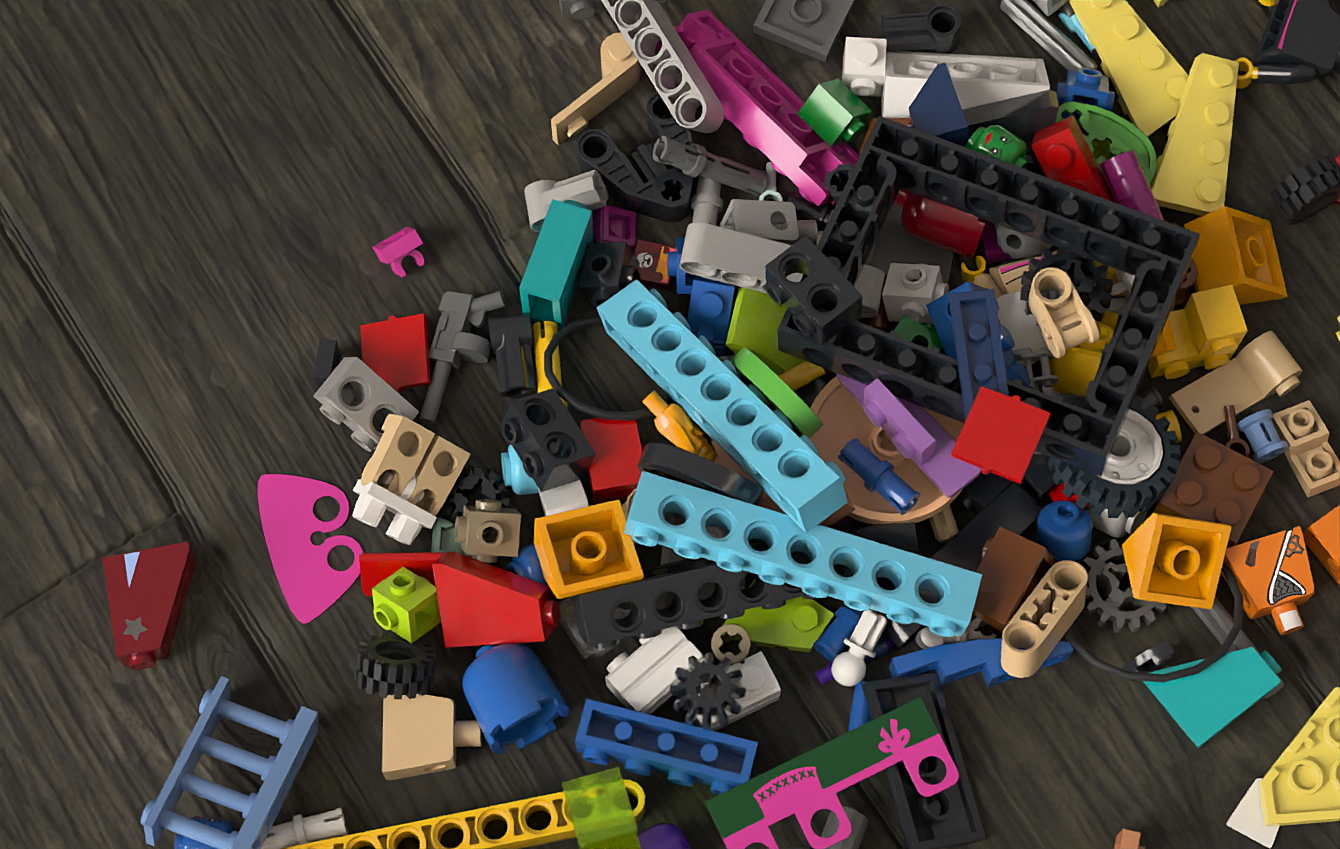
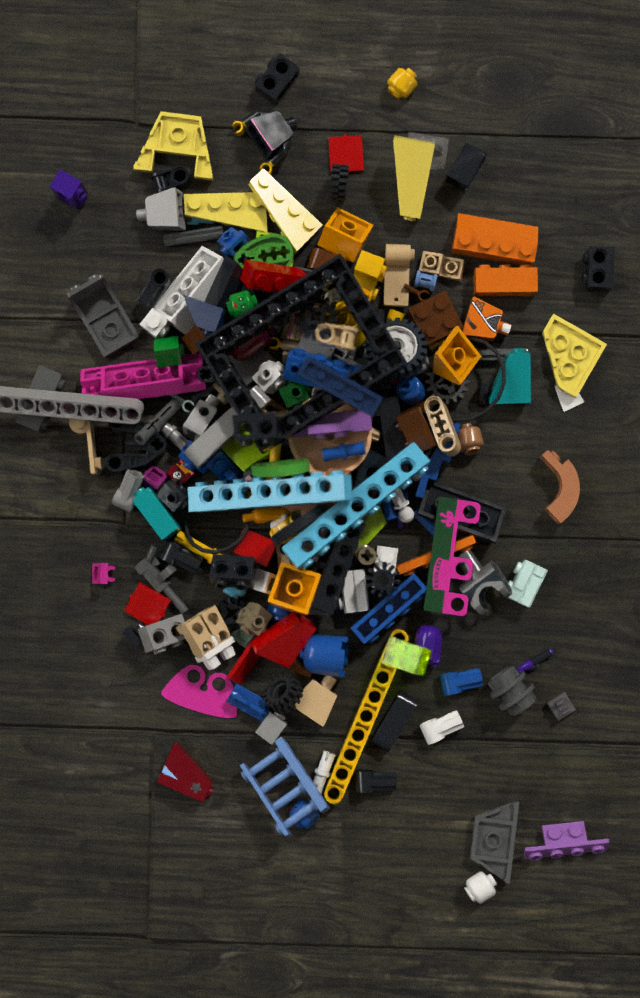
camera: 55 degrees left, 15 degrees up
(325, 688) = (271, 726): none -> light grey brick
(340, 624) = (248, 702): none -> blue hinge
(406, 604) = (260, 672): lime brick -> none
(456, 666) = (299, 669): none -> reddish brown arm
(866, 799) = (408, 567): none -> orange plate
(1000, 434) = (371, 398): red piece -> none
(1055, 689) = (470, 439): none -> medium nougat head
(1129, 184) = (293, 259): magenta axle -> none

